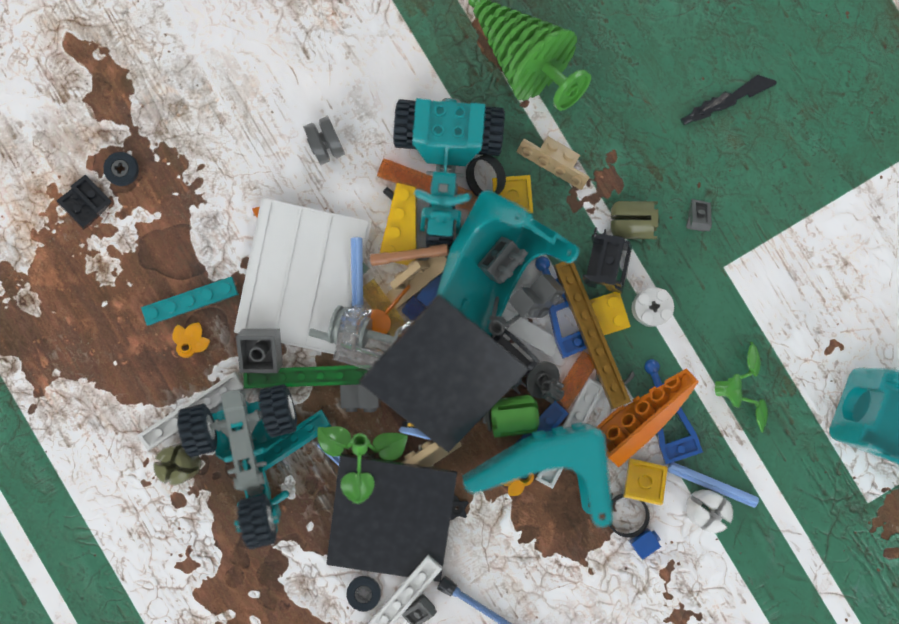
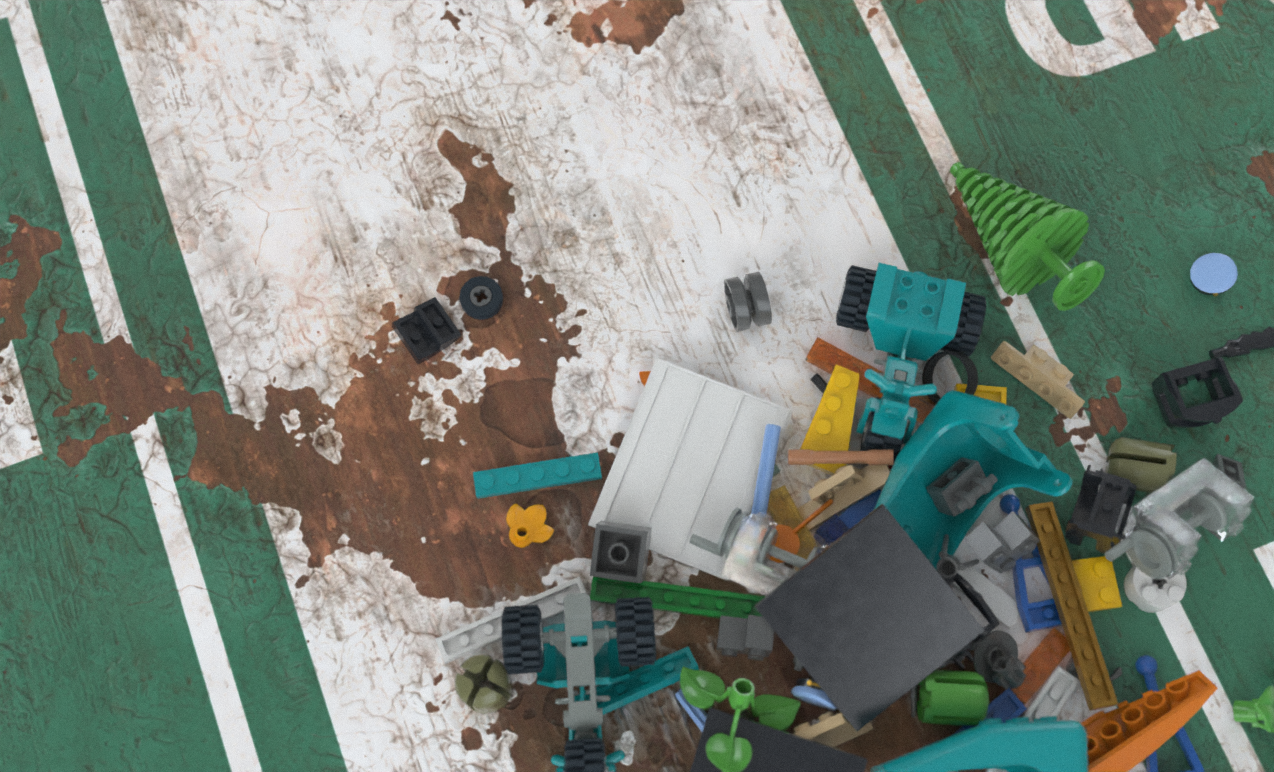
camera: 10 degrees right, 15 degrees down
(651, 265) = (1162, 525): none -> clear piece
(677, 173) = (1219, 383): none -> black animal
(679, 56) = (1213, 274): none -> light blue piece

